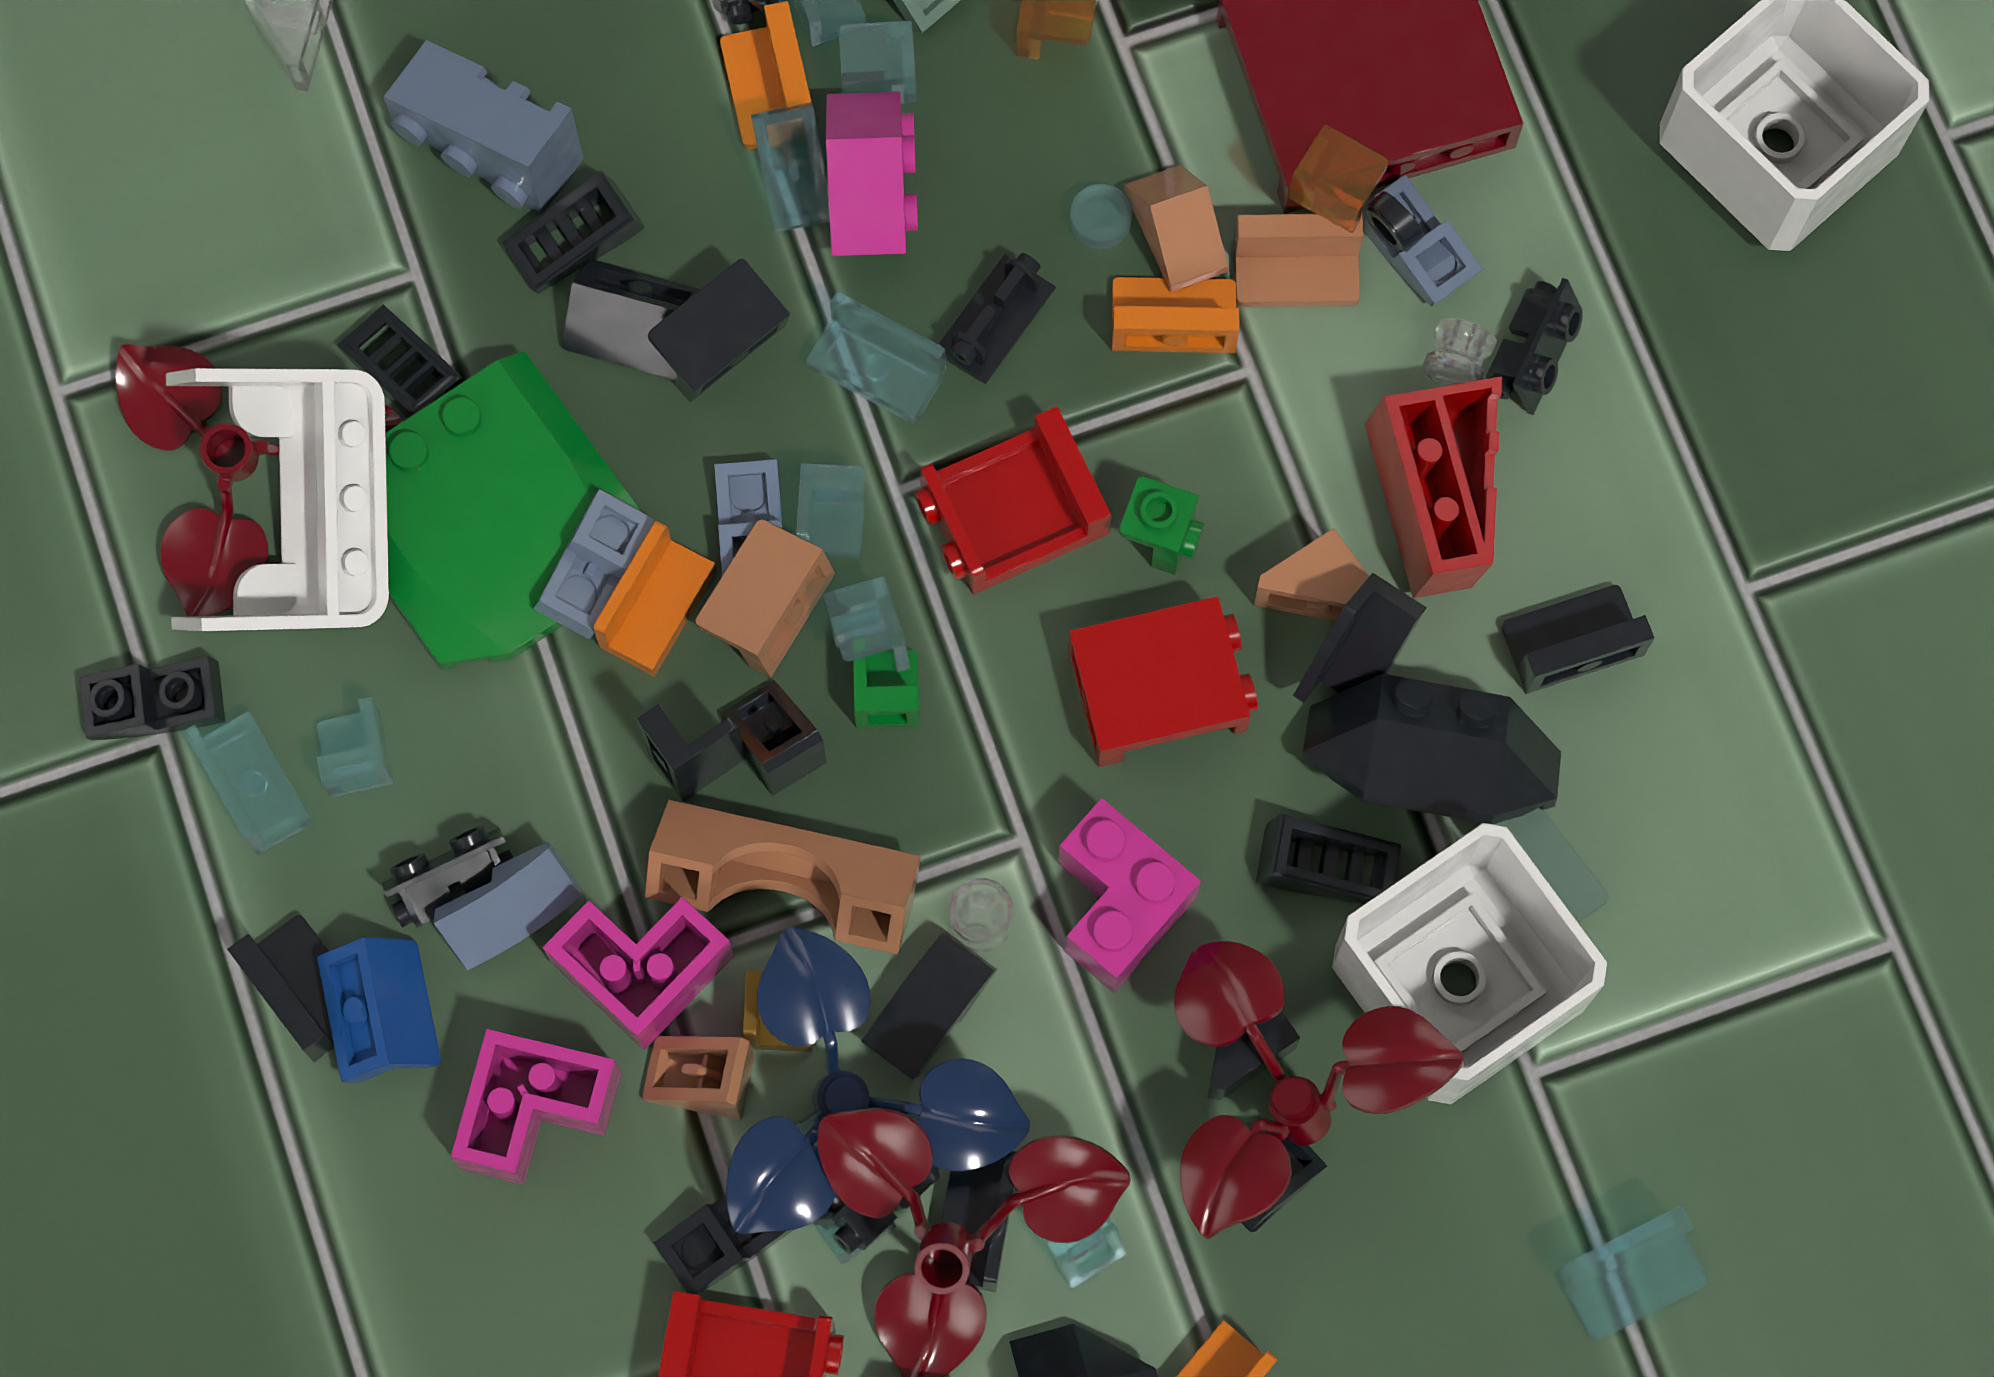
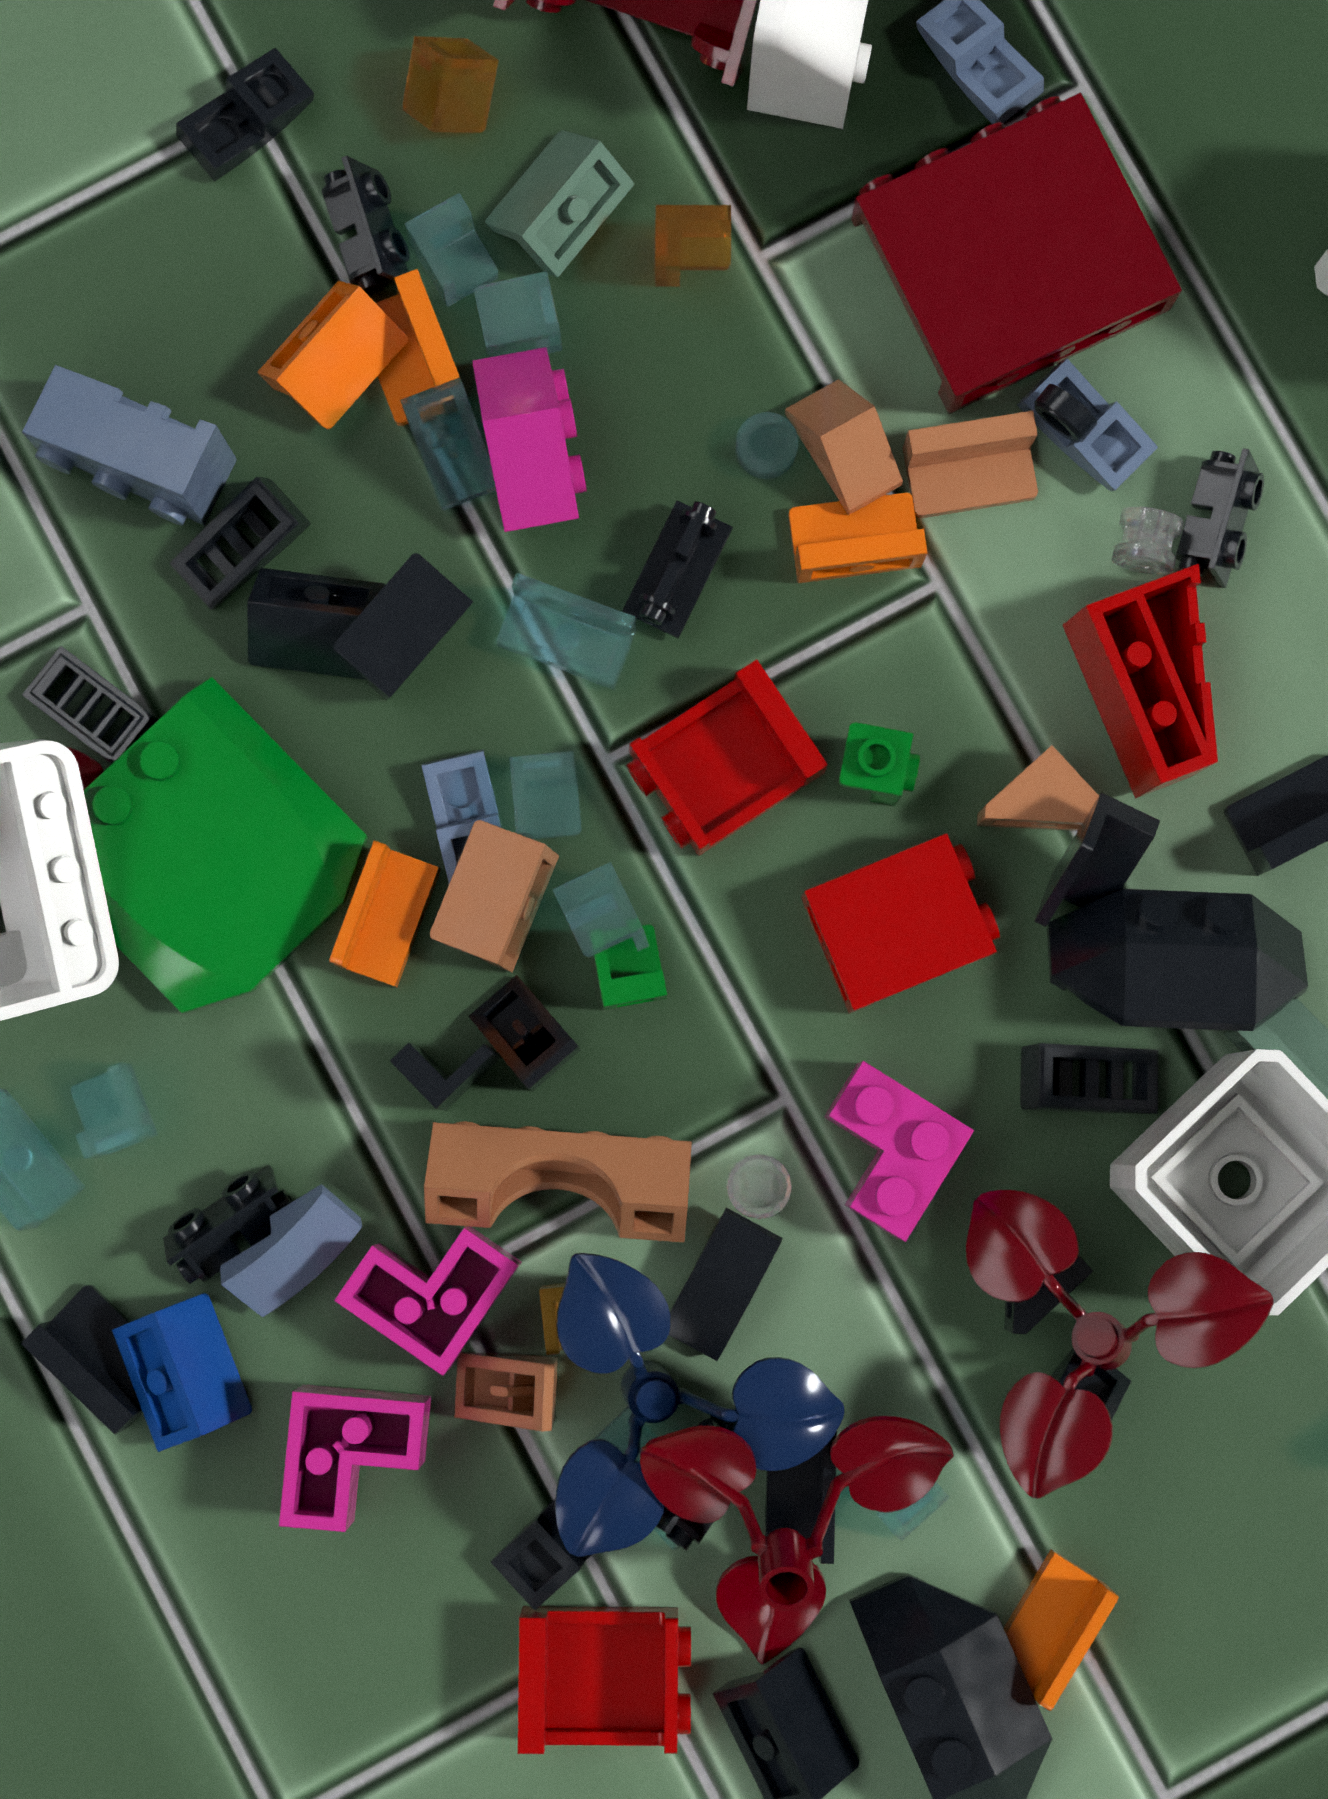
camera: 10 degrees left, 10 degrees up
(593, 563) = (318, 890): sand blue slope -> none
(696, 71) = (334, 353): none -> orange panel
(1337, 178) = (1008, 381): clear orange panel -> none

